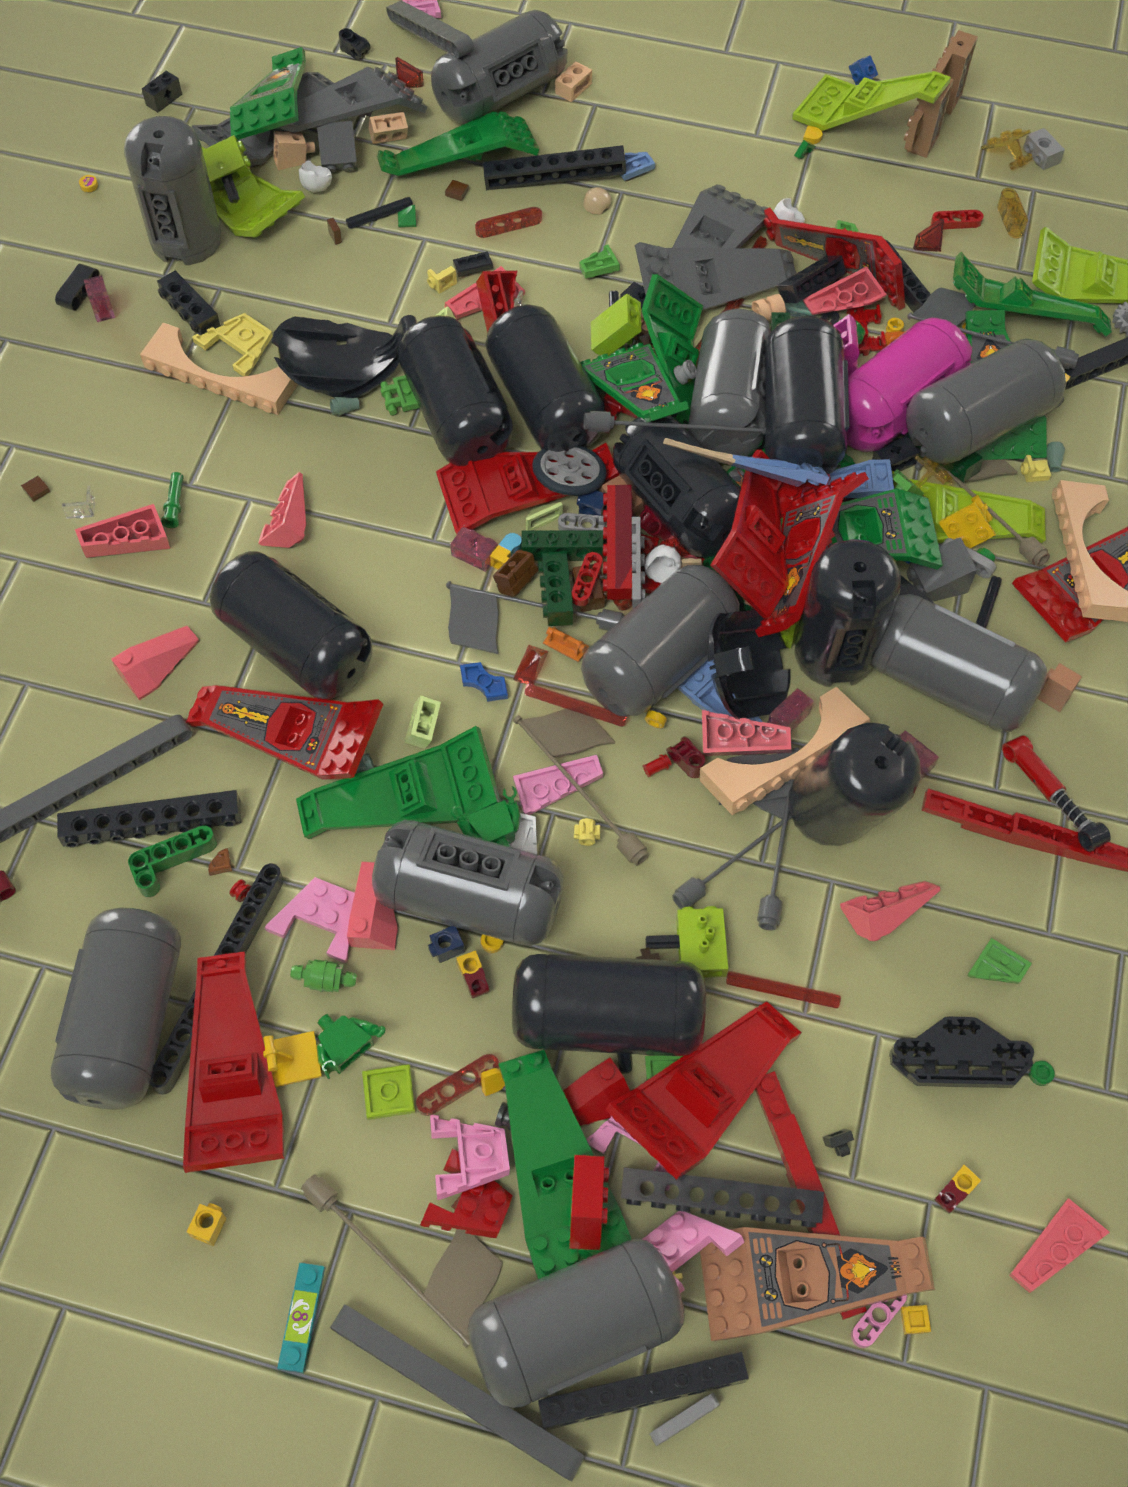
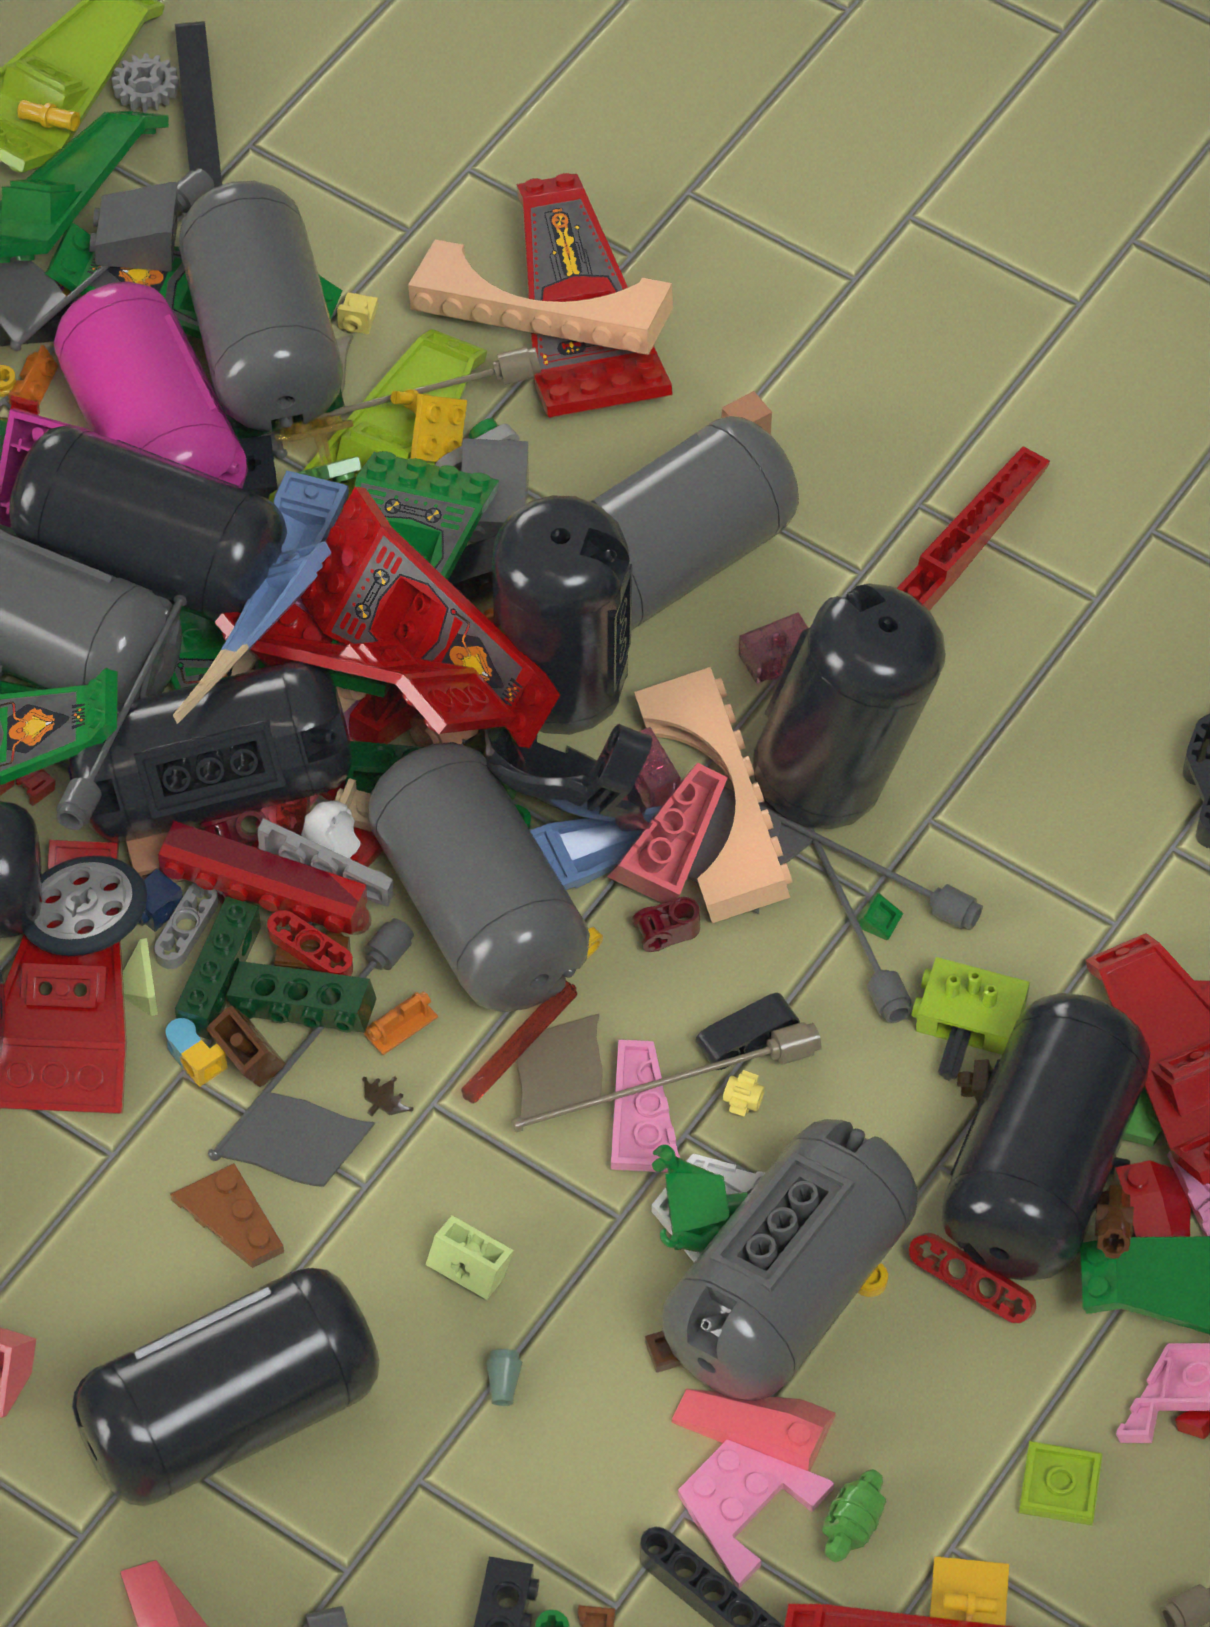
camera: 70 degrees left, 5 degrees down
(240, 890) = (663, 1602): red bush -> none
(299, 730) = (442, 1391): red wing -> none
(344, 1041) = (969, 1515): green torso -> none
(380, 797) = (584, 1250): green wing -> none
(415, 605) = (232, 1213): none -> dark orange wing
(446, 935) = (858, 1322): dark blue brick -> none
(455, 1081) = (1083, 1386): clear red beam -> none
(473, 548) = (166, 1094): clear pink brick -> none
(473, 974) = (918, 1314): leg -> none
(491, 686) = (431, 1150): blue tile -> none
(491, 1081) = (1093, 1337): yellow tile -> none
(500, 1029) = (970, 1281): none -> red beam
(503, 1116) = (1151, 1334): pearl dark grey wheel -> none
(516, 651) = (384, 1098): none -> dark brown piece
(530, 665) = (417, 1082): clear red slope -> none
(557, 1061) = (1114, 1221): none -> reddish brown piece
(632, 820) = (746, 1029): none -> black beam
(657, 765) = (663, 962): red pin -> none
(746, 873) = (879, 917): none -> green slope
(783, 989) = (1074, 934): clear red axle -> none
(883, 914) = (1001, 768): coral wedge -> none
(989, 601) = (565, 463): black axle -> none
(999, 964) = (1124, 669): bright green wing -> none
(1013, 327) = (137, 228): none -> dark grey slope
(1021, 752) = (822, 518): piece -> none
(1055, 455) = (347, 278): sand green cone -> none
(1079, 282) = (48, 115): none -> yellow pin

